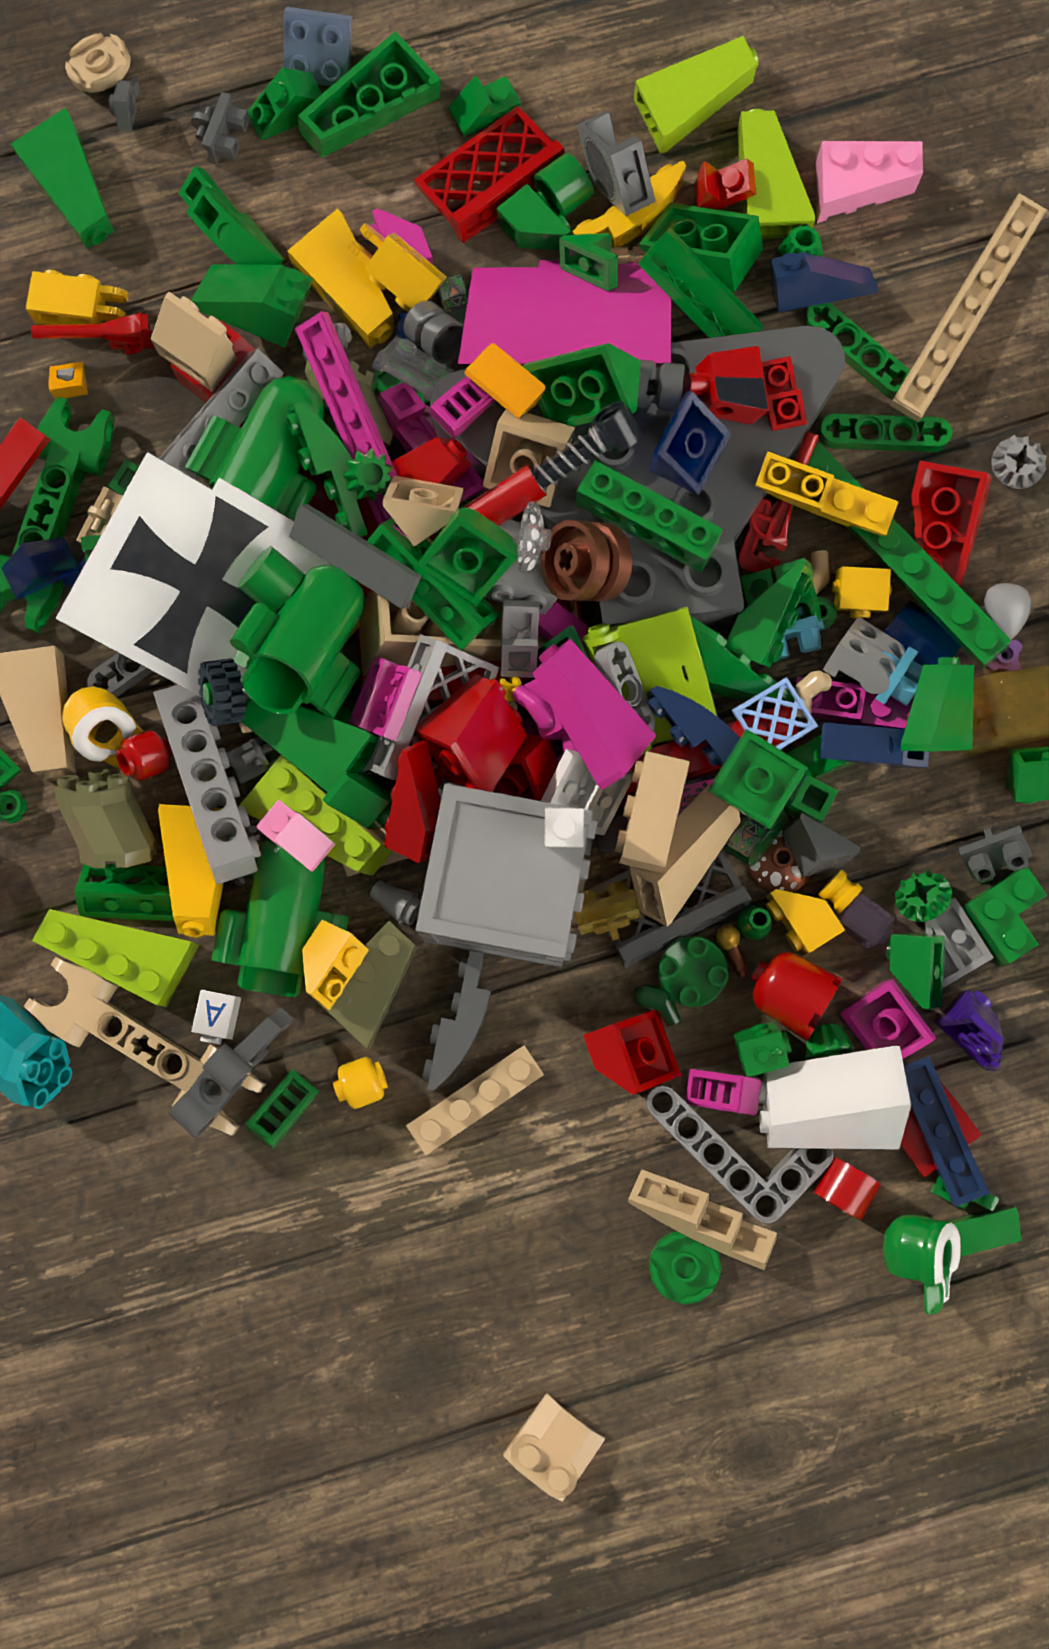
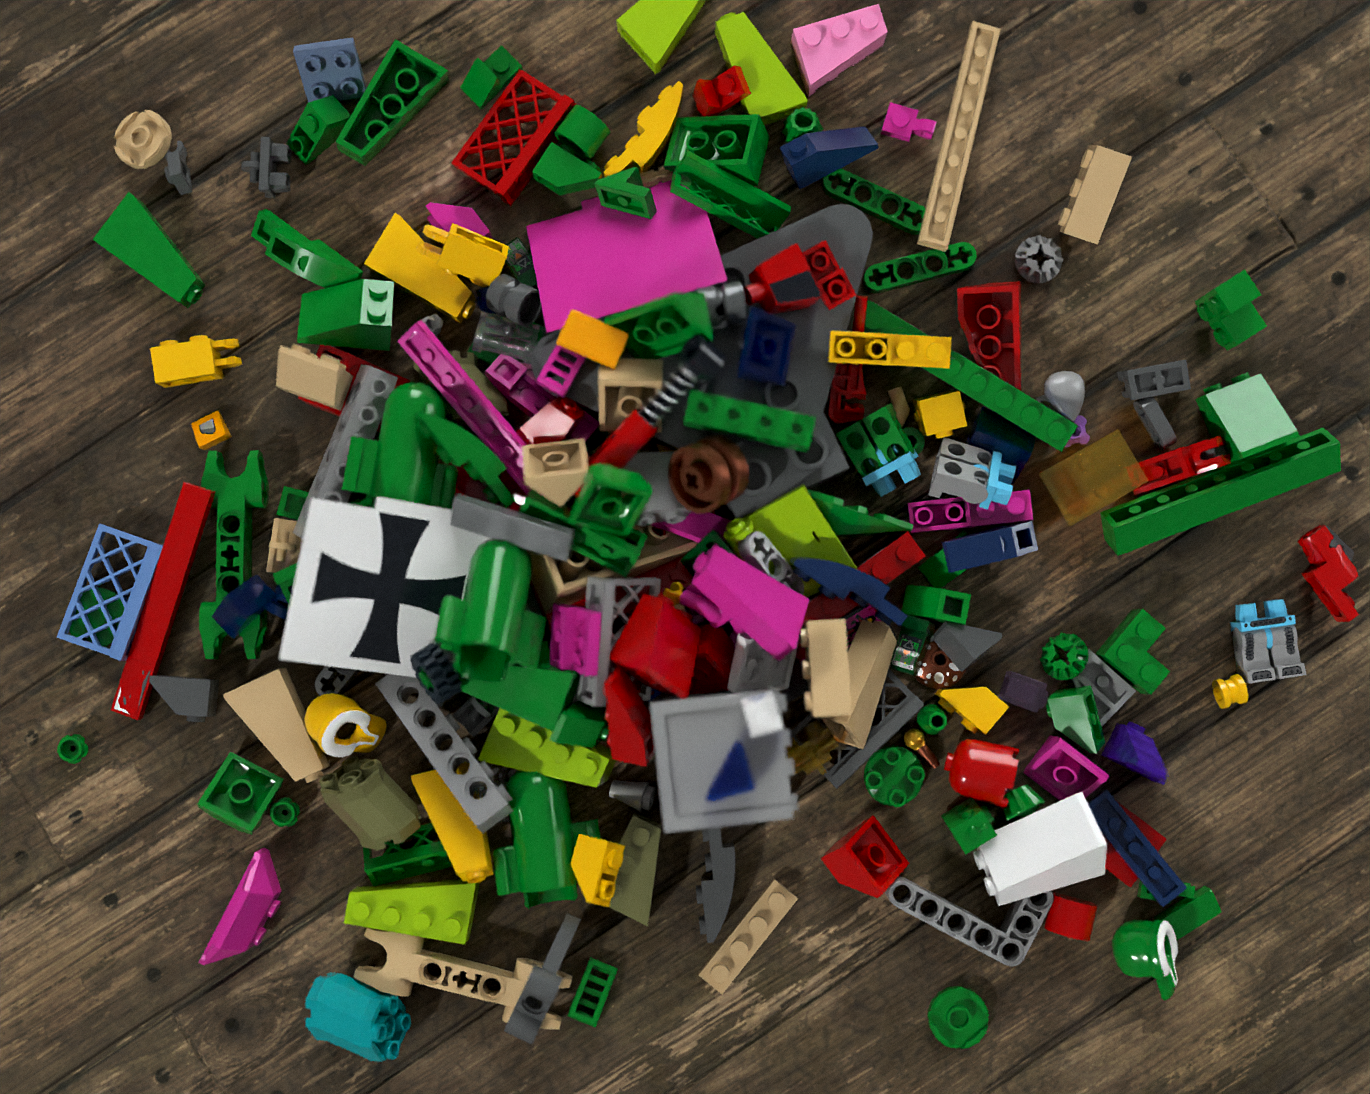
camera: 20 degrees left, 5 degrees up
(126, 332) = (251, 376): red piece -> none
(143, 755) = (385, 739): red head -> none
(216, 1016) = (514, 934): white brick -> none
(271, 579) = (447, 568): green piece -> none
(295, 835) = (535, 774): bright pink slope -> none
(360, 1082) = (650, 952): yellow head -> none
(368, 474) = (501, 452): green piece -> none
(510, 887) = (733, 776): none -> clear blue slope
(519, 638) = (670, 551): light grey slope -> none
(532, 538) = (658, 470): clear dish -> none
(615, 168) = (627, 110): dark grey panel -> none
(658, 1000) = (872, 808): dark green arm -> none
(702, 1220) = (961, 976): tan slope -> none
(743, 1096) = (966, 869): dark pink slope -> none
(757, 779) = (903, 611): green tile -> none
(763, 623) = (868, 473): green slope -> none
(798, 704) = (917, 531): light blue window -> none
(810, 686) = (920, 515): tan arm -> none
(840, 891) = (995, 673): yellow wheel -> none
(913, 277) = (902, 122): none -> dark pink plate
(942, 709) = (1036, 502): green slope -> none
(995, 852) = (1112, 602): dark grey hips -> none

